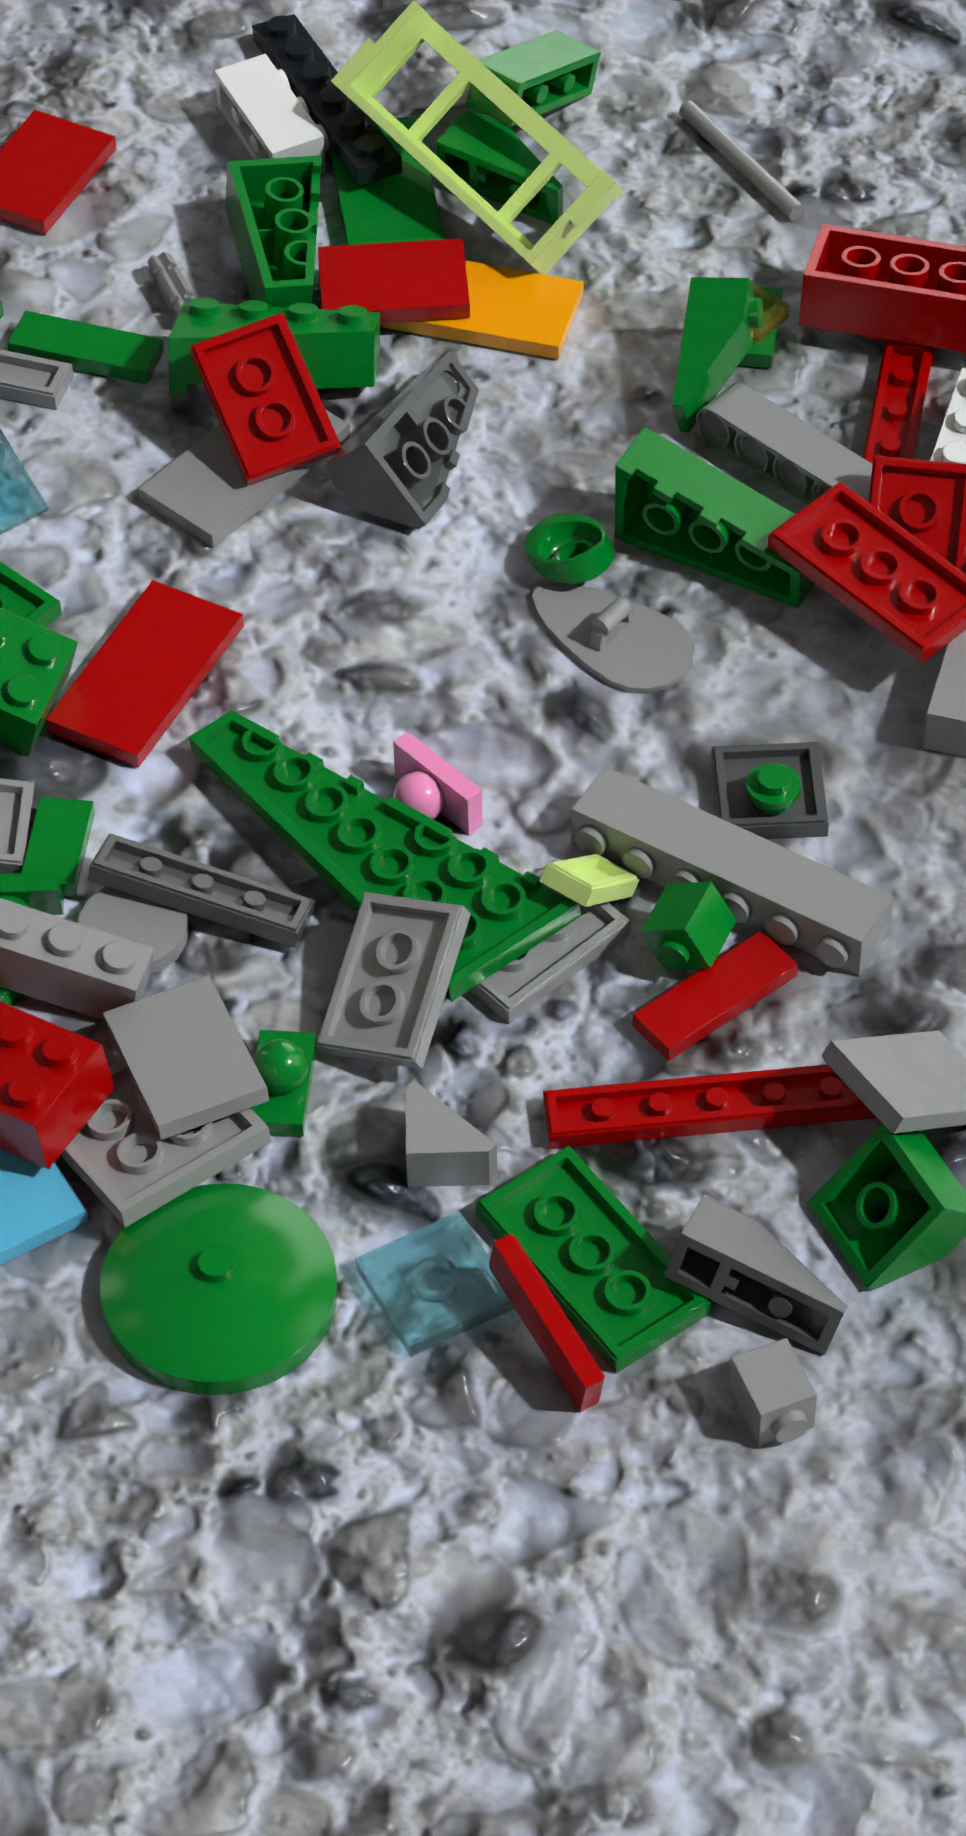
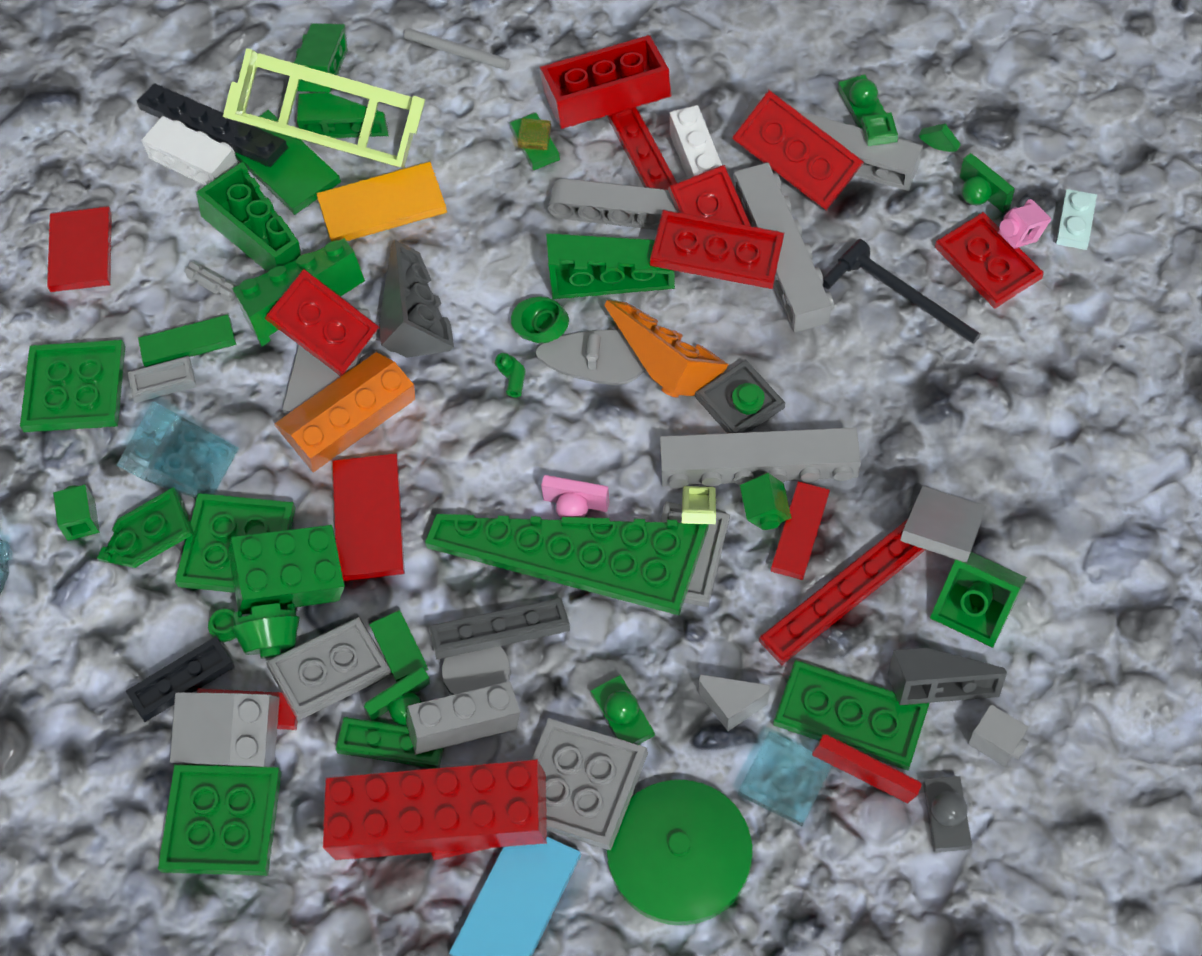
camera: 30 degrees left, 10 degrees up
(185, 1057) = (571, 733): light grey tile -> none
(218, 531) = (346, 410): none -> orange slope
(393, 980) = (644, 622): light grey tile -> none
(397, 279) = (333, 213): red tile -> none
(481, 594) = (513, 371): none -> green arm
(620, 1451) = (947, 814): none -> dark grey tile
(707, 676) = (668, 360): none -> orange wedge
(713, 342) = (531, 159): green slope -> none

